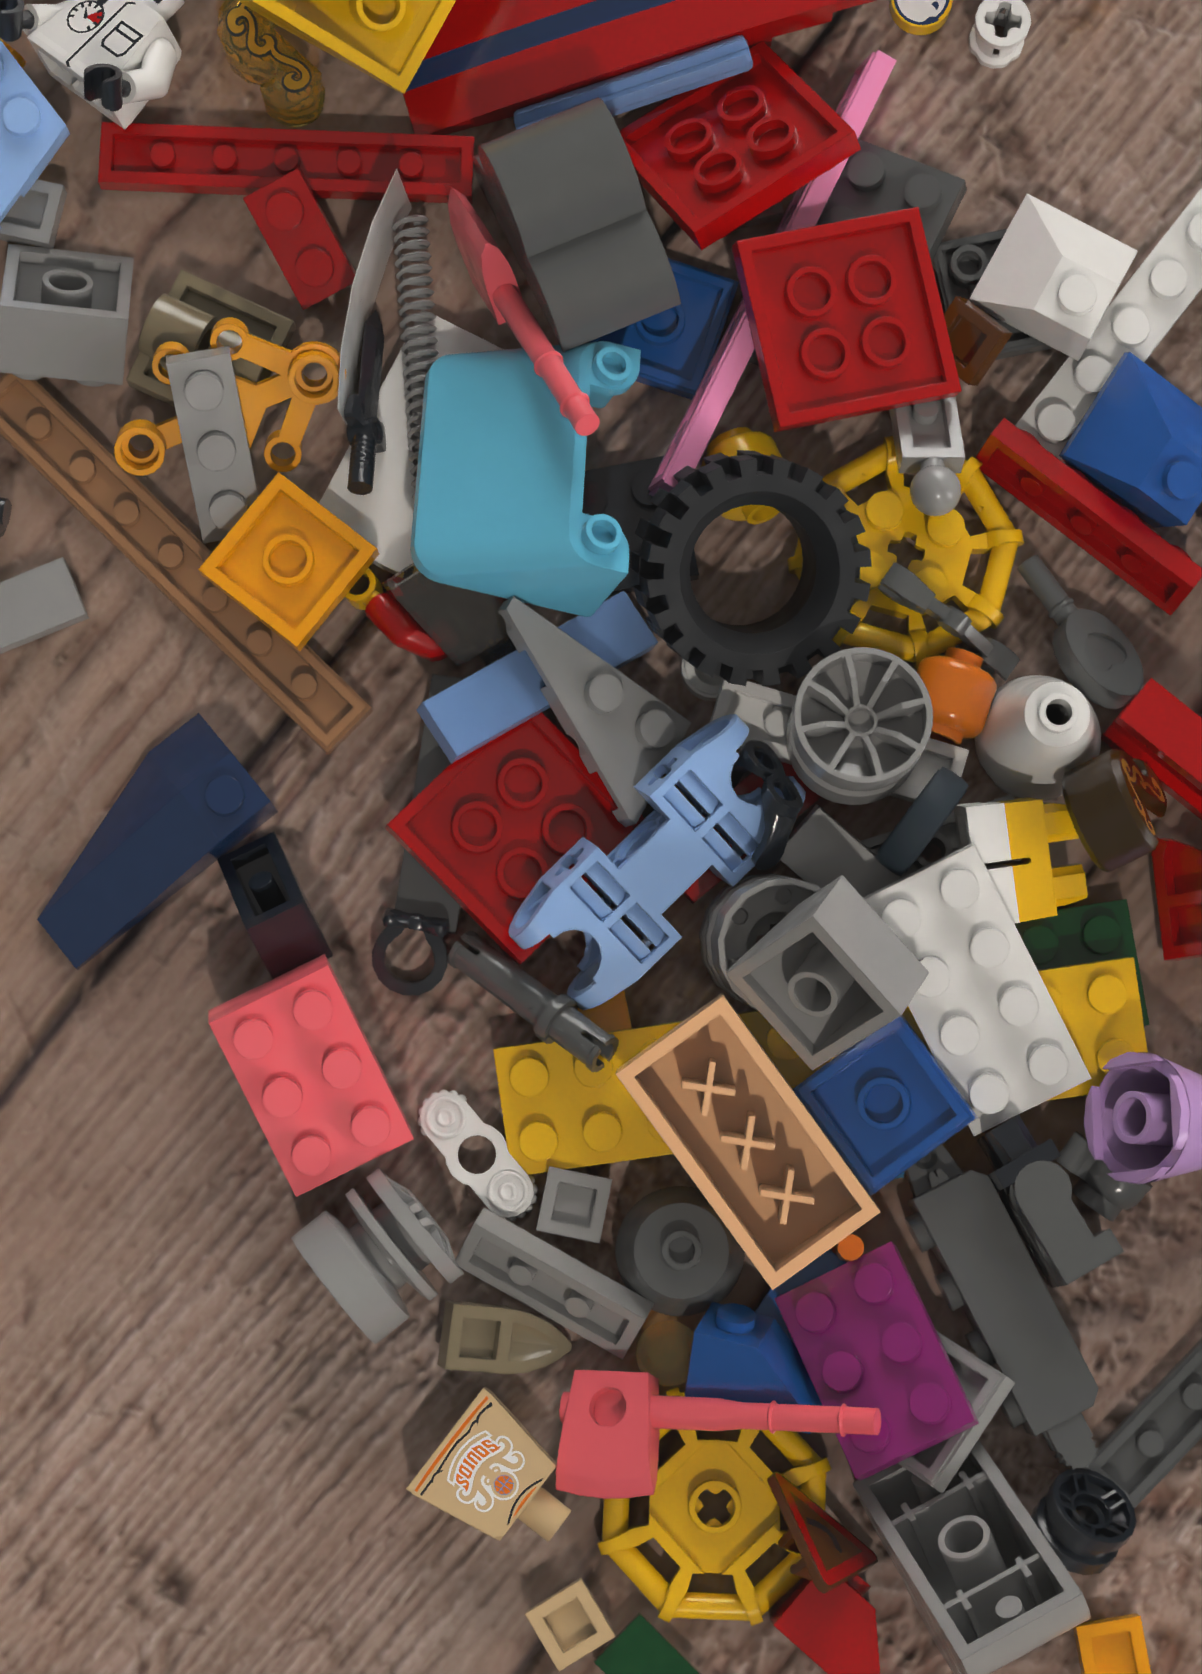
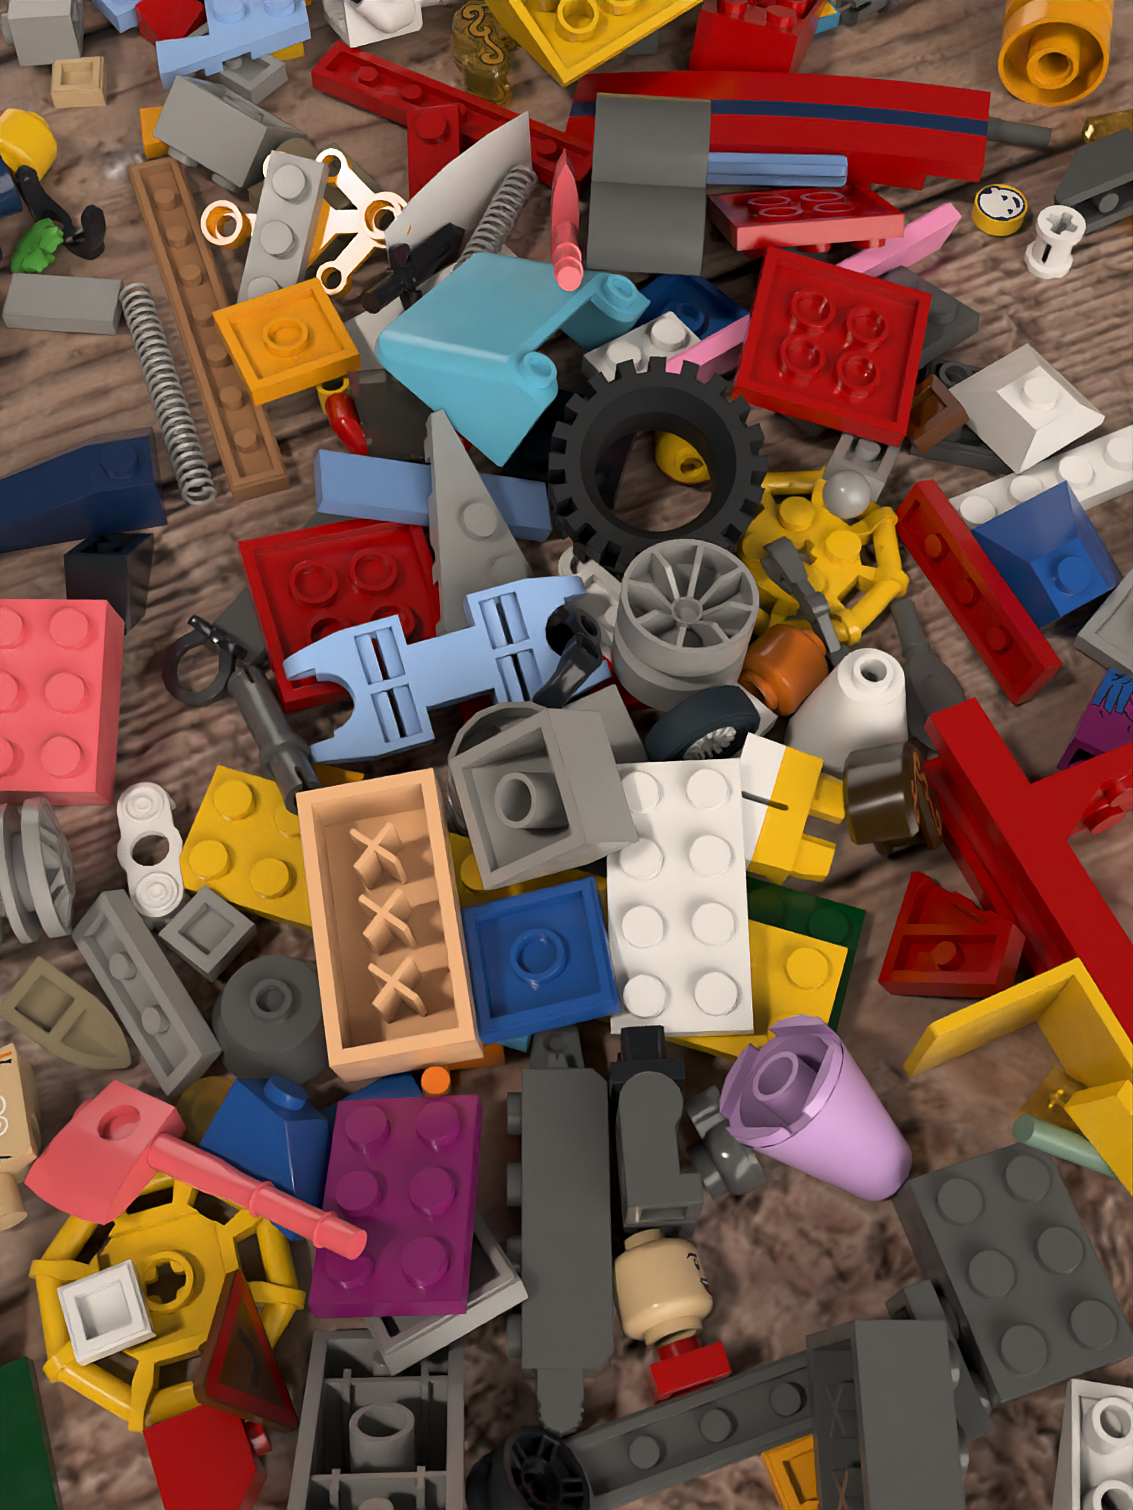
camera: 25 degrees right, 20 degrees down
(237, 725) = (155, 398): none -> light grey piece
(653, 405) = (660, 337): none -> white plate
(689, 1554) = (106, 1312): none -> white tile
(1107, 1317) = (660, 1289): none -> tan head
(1155, 1367) = (685, 1368): none -> red plate

